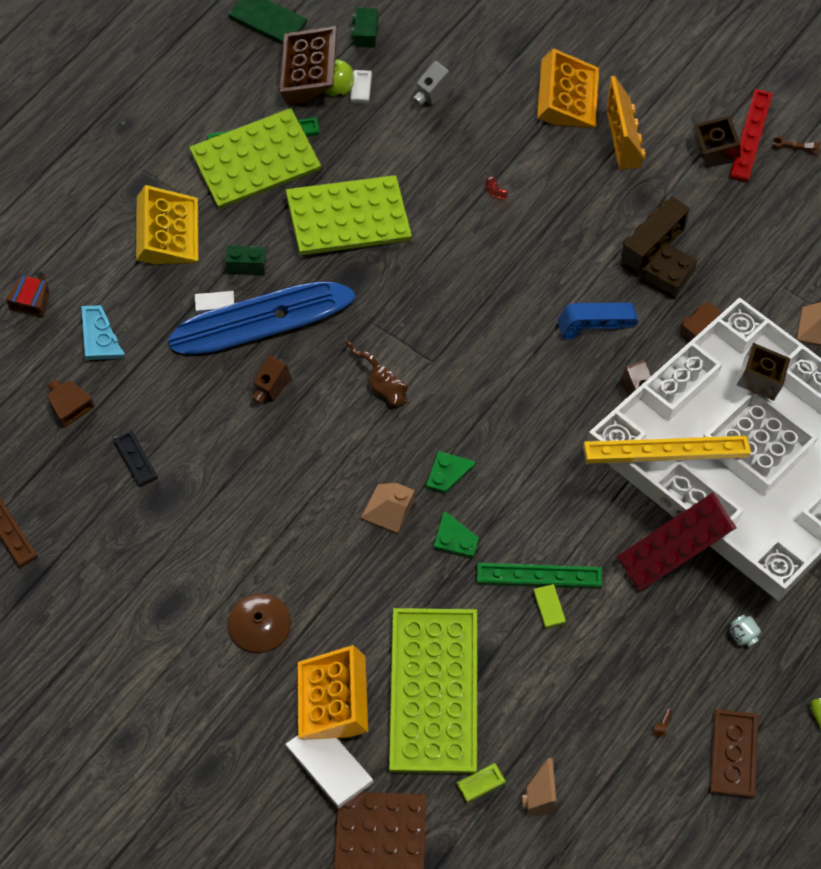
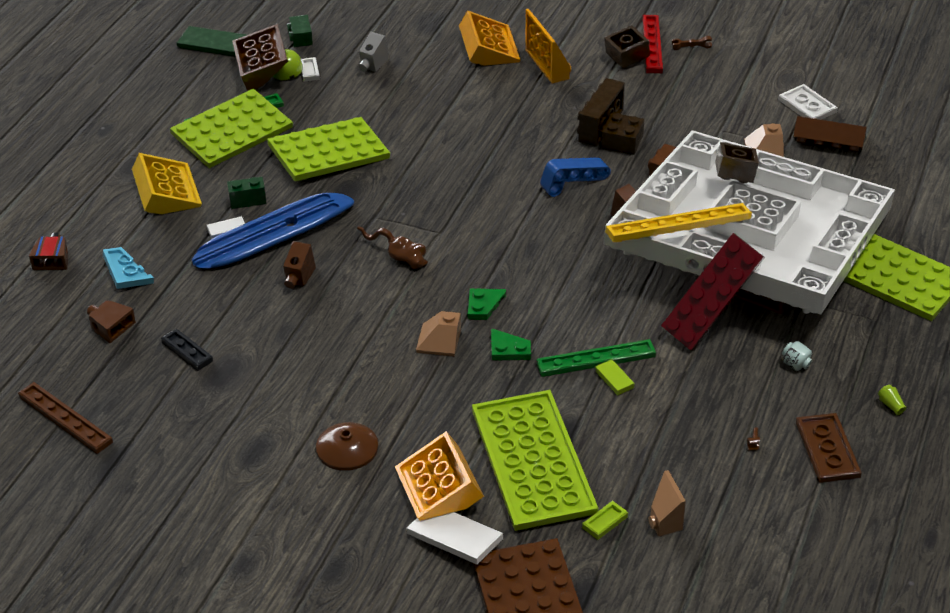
camera: 15 degrees left, 20 degrees down
(493, 188) = (450, 112): clear red arm -> none

